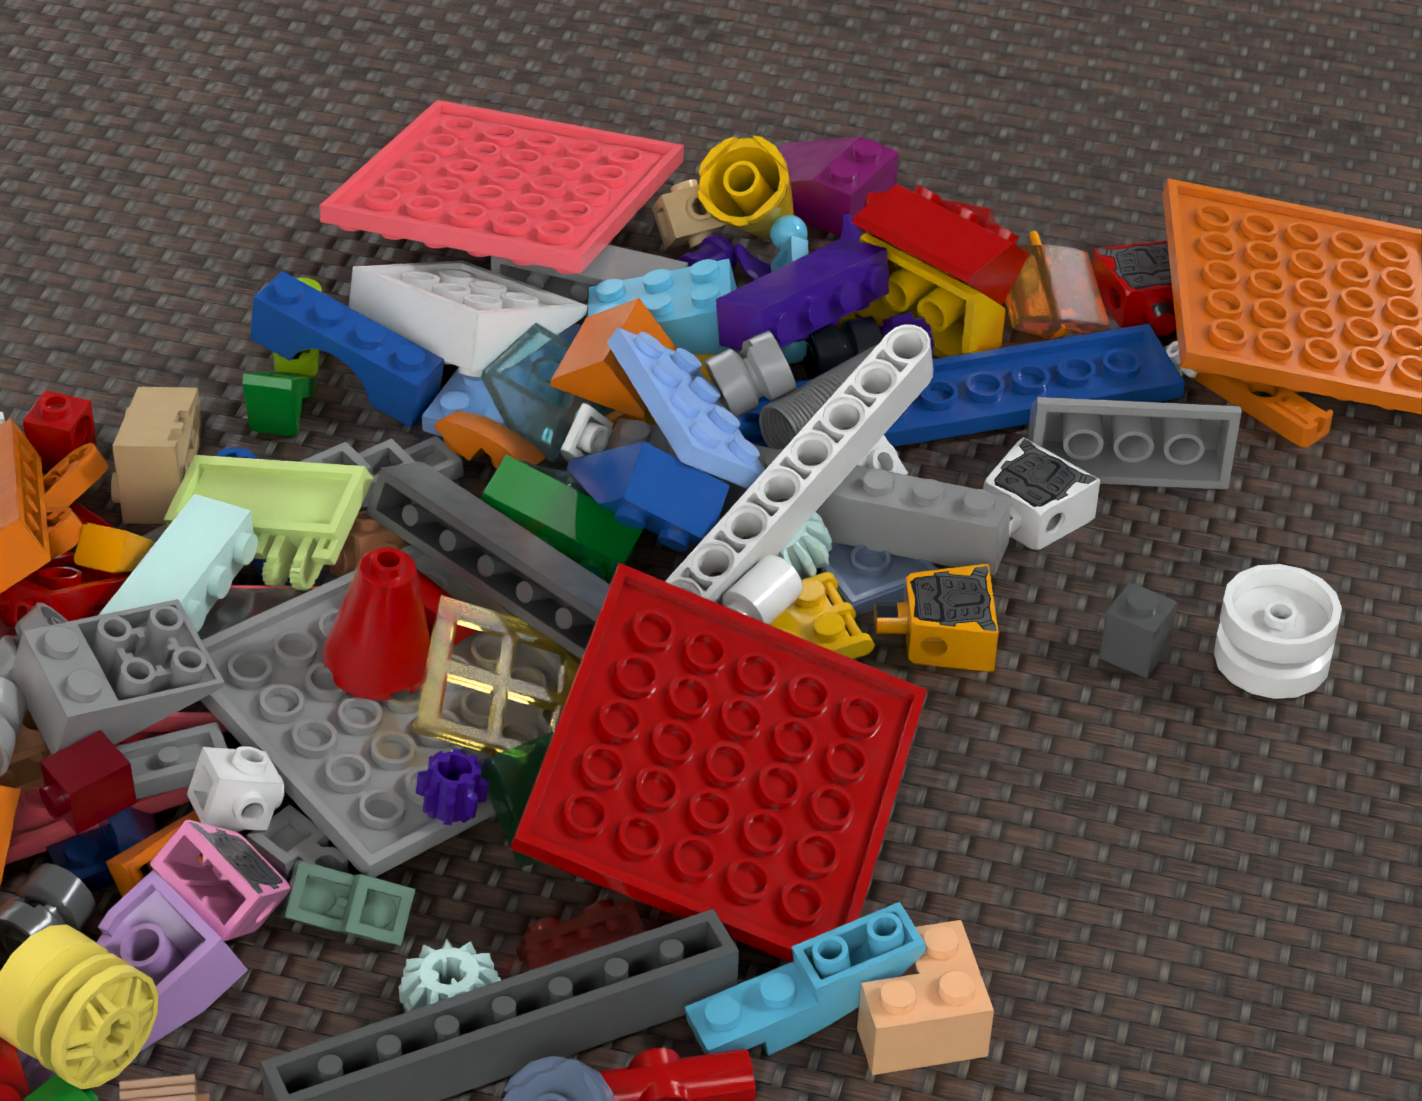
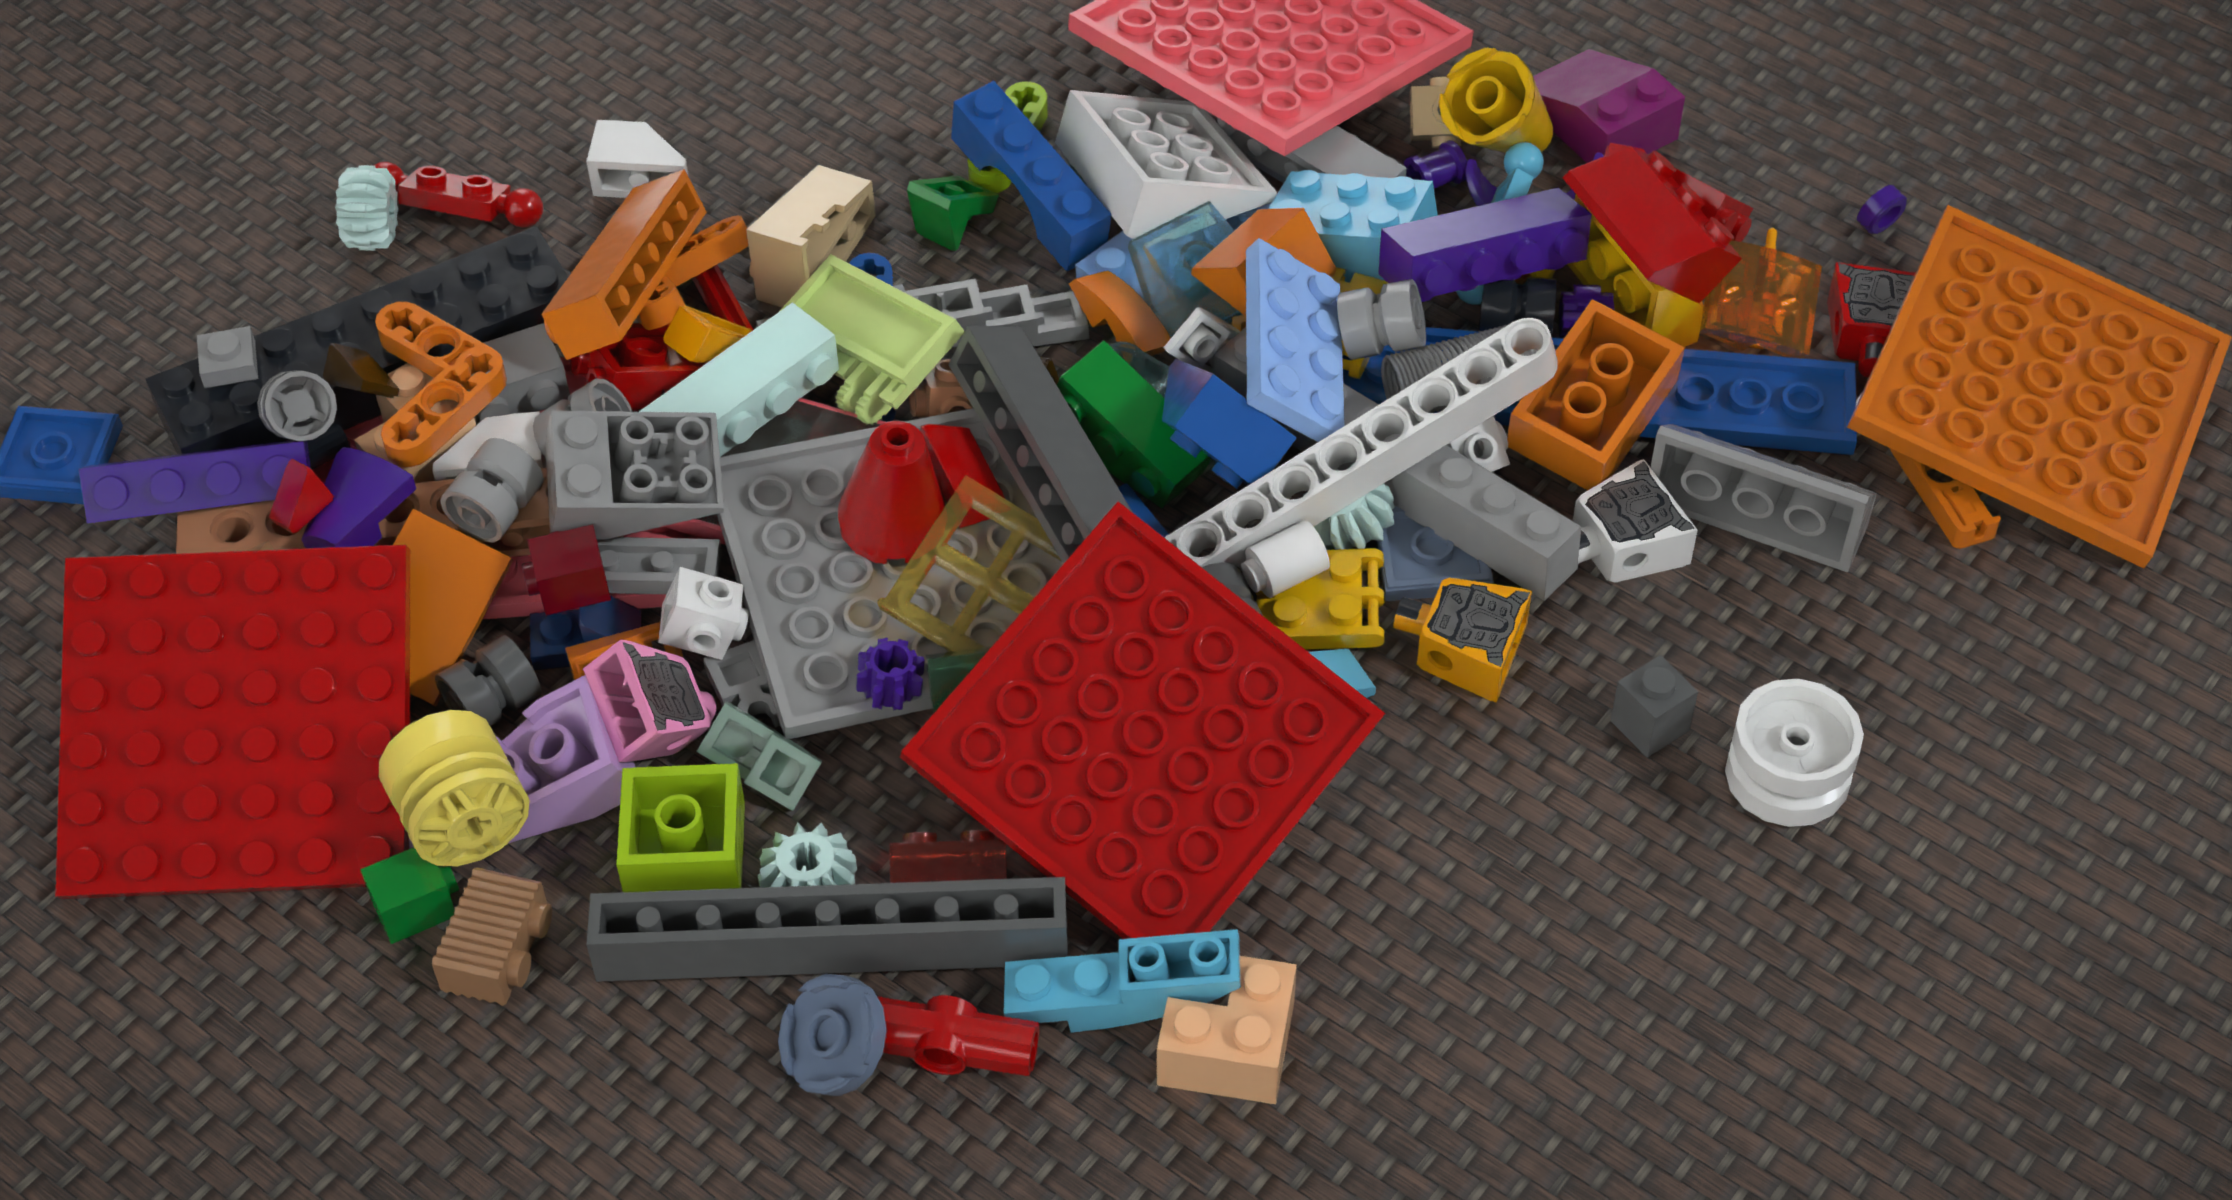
camera: 25 degrees right, 10 degrees up
(59, 426) = (733, 187): red brick -> none
(309, 981) = (681, 828): none -> lime brick
(965, 407) = (1600, 398): none -> orange brick
(1101, 205) = (1882, 209): none -> dark purple tile

